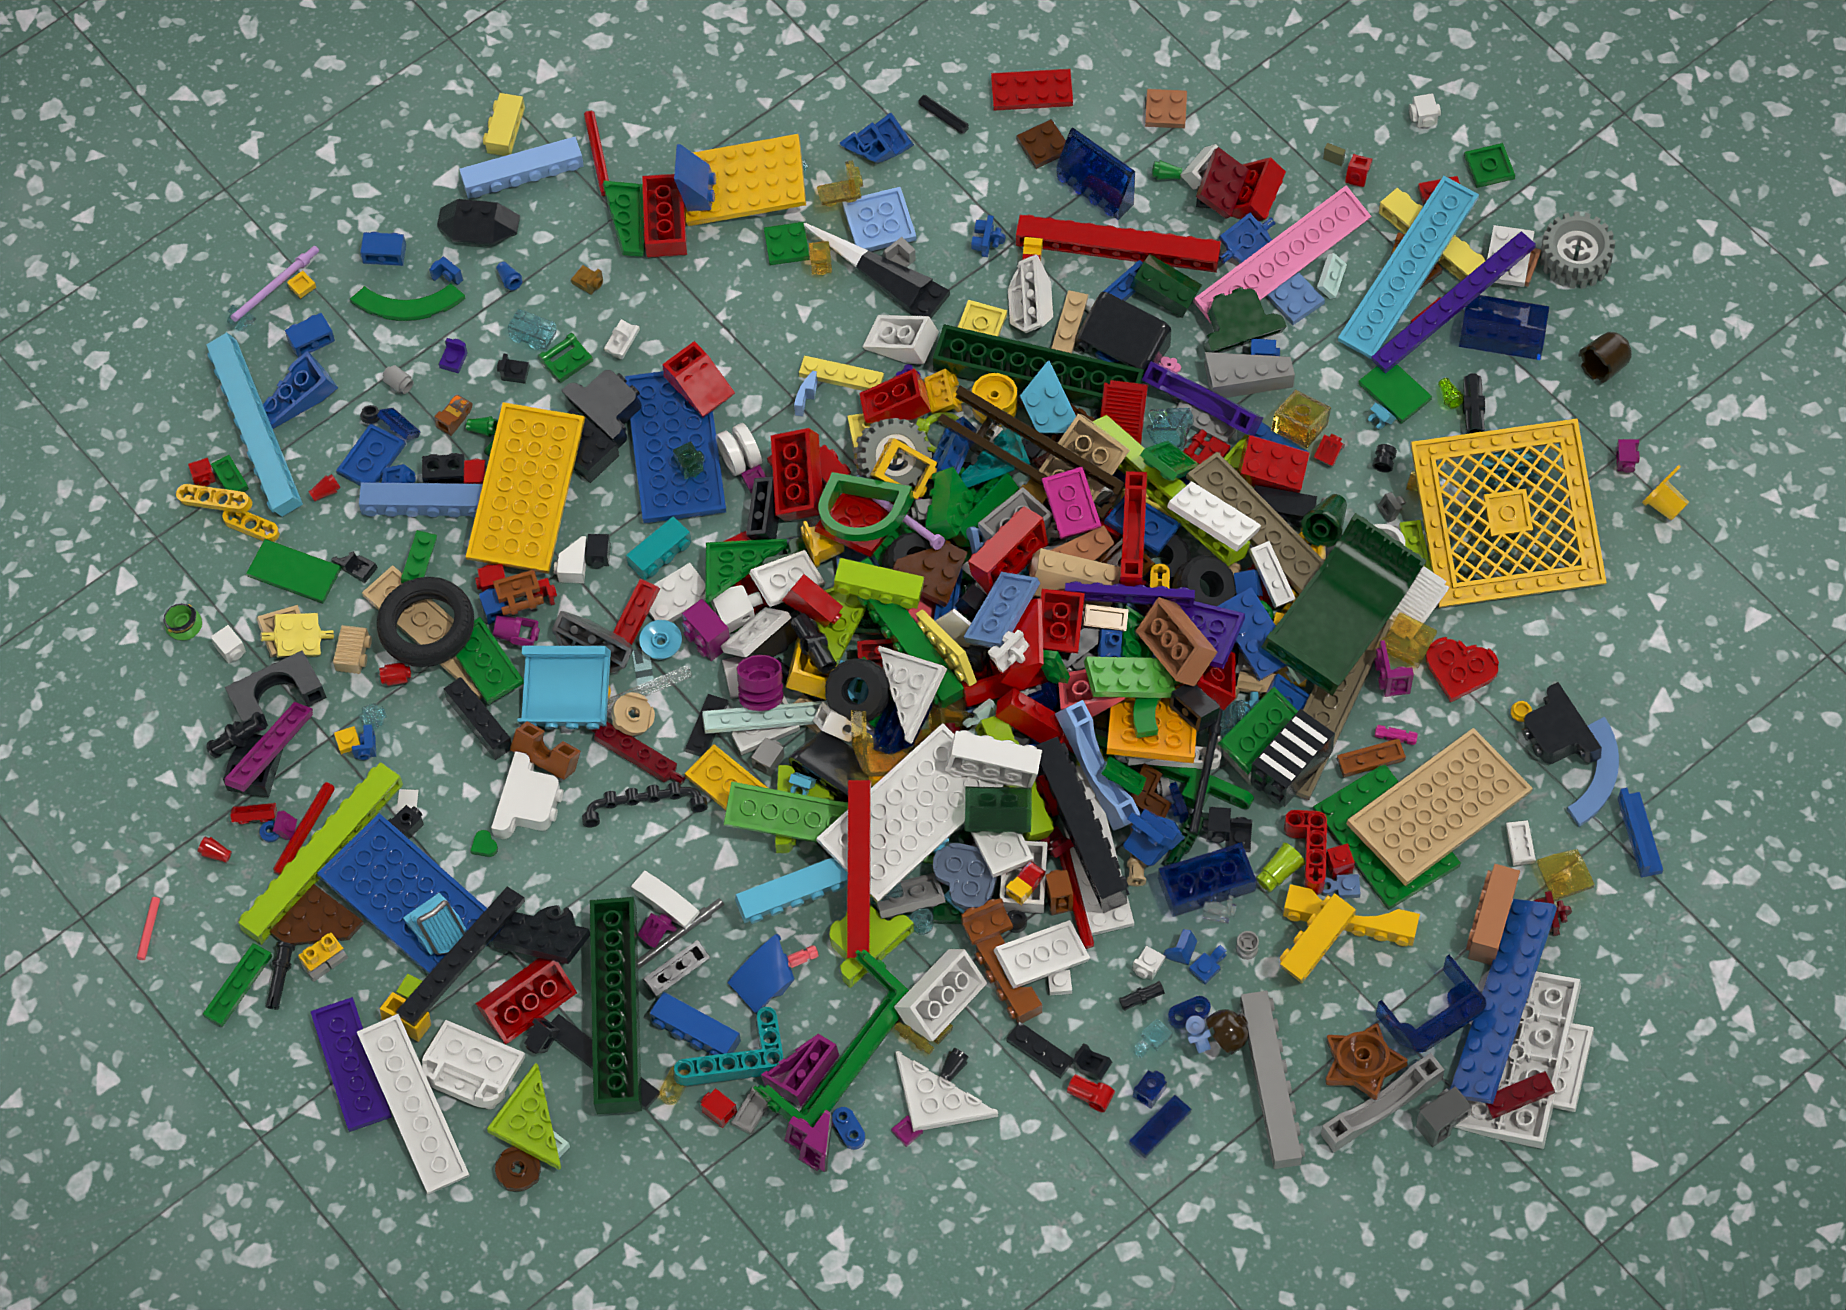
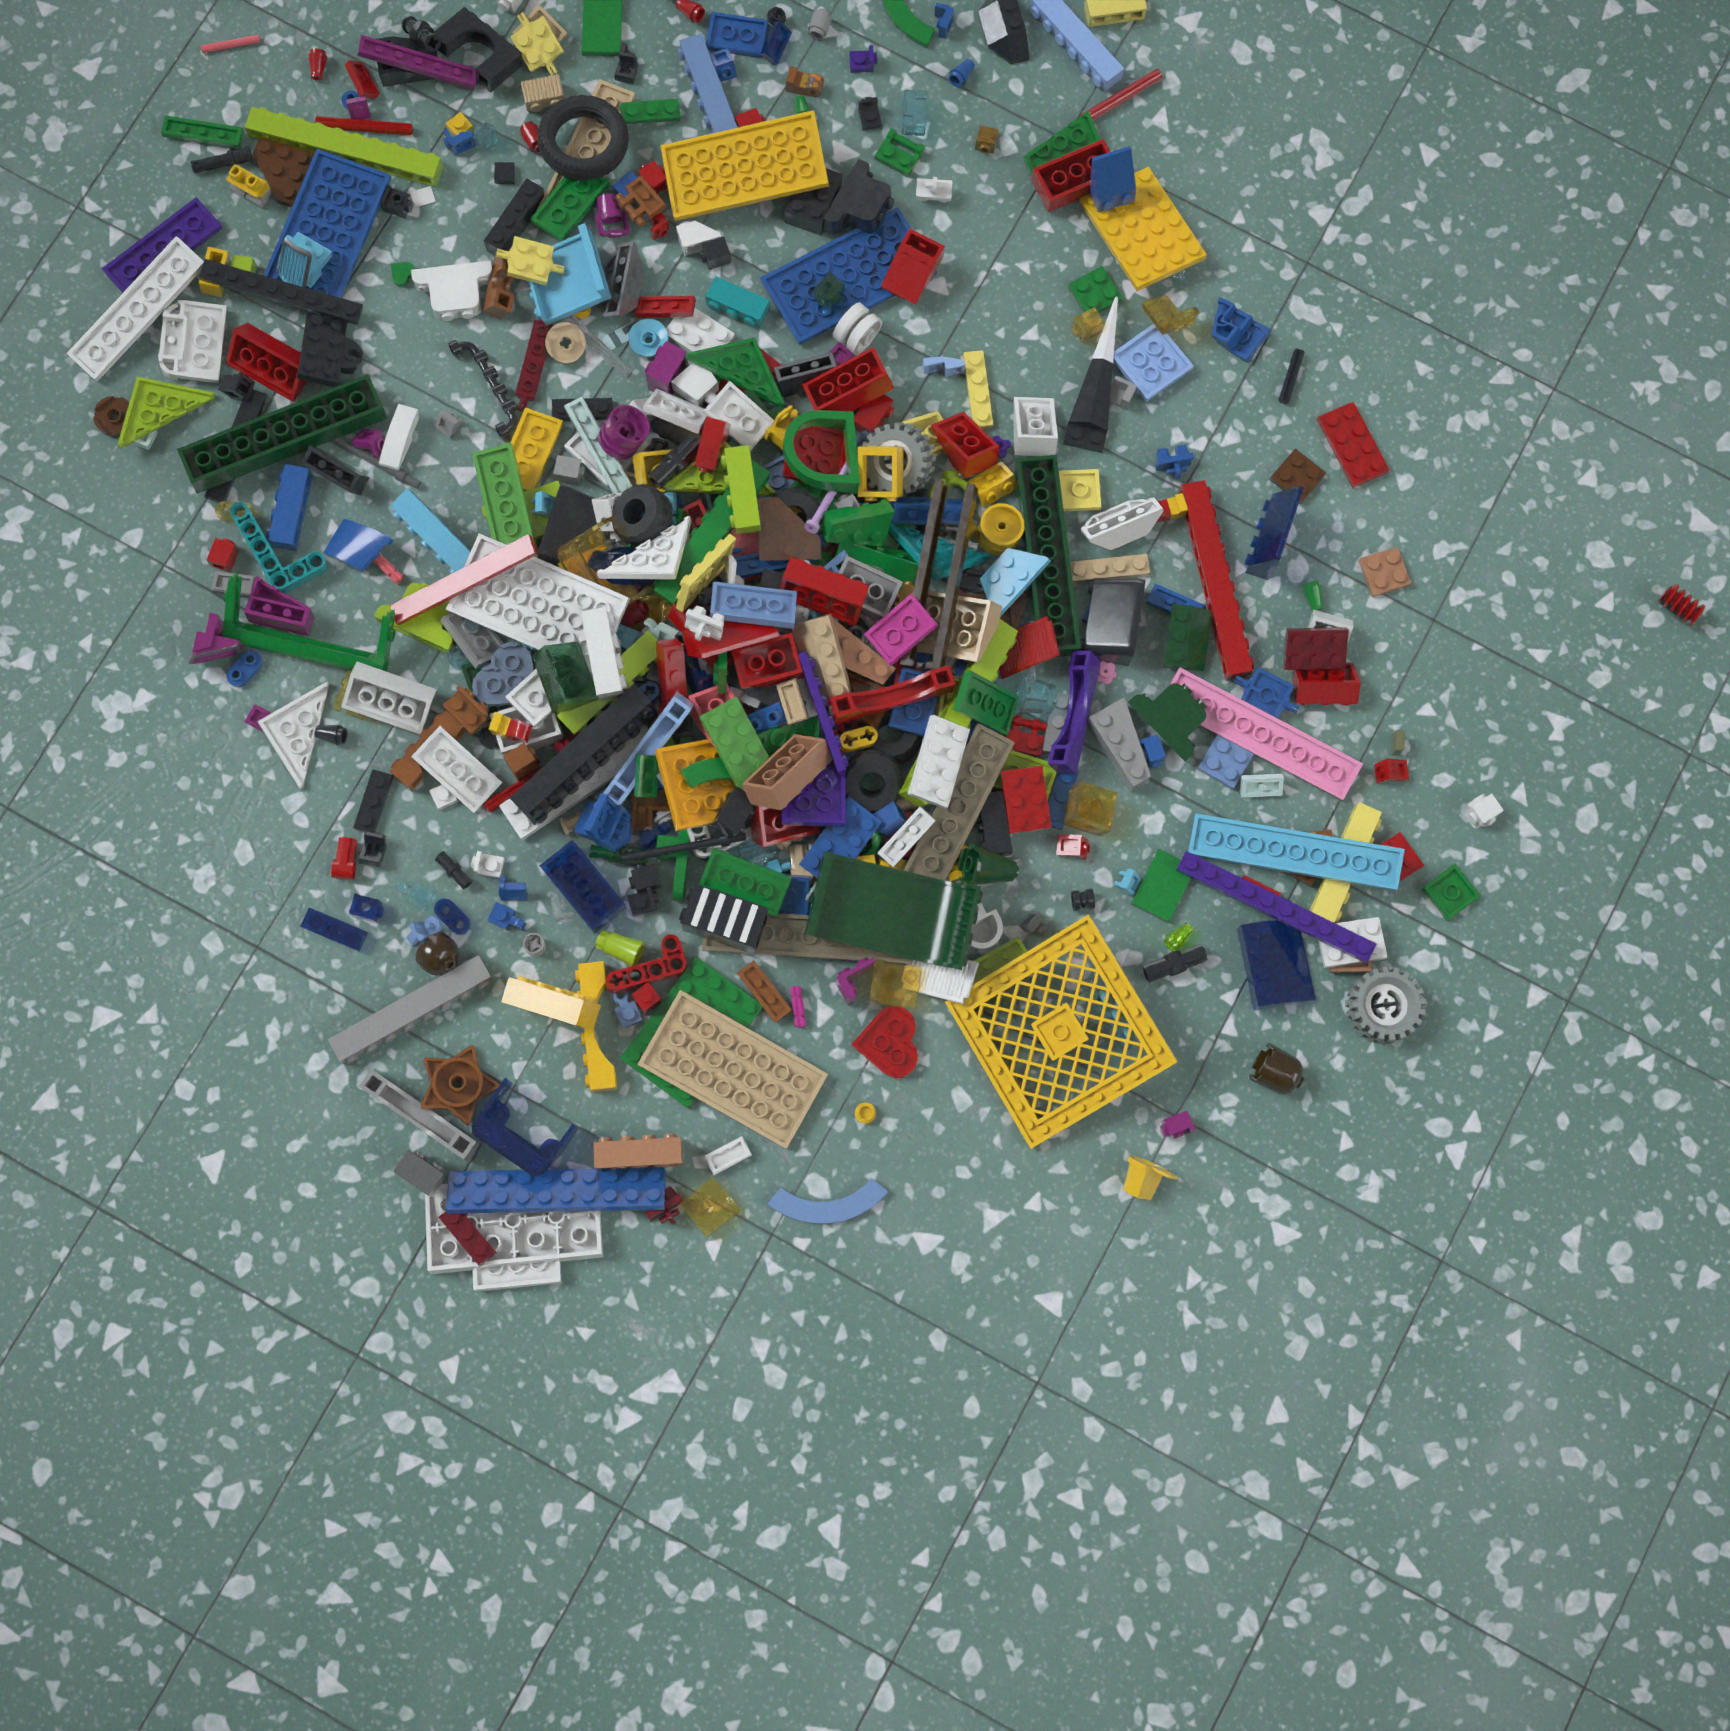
camera: 60 degrees right, 15 degrees up
(419, 714) = (504, 173): none -> black tile
(444, 464) = (741, 98): black brick -> none
(537, 711) = (530, 261): none -> light yellow plate
(669, 851) = (447, 423): none -> light grey tile
(1559, 729) = (855, 1153): black brick -> none
(1639, 833) = (779, 1263): blue fence -> none

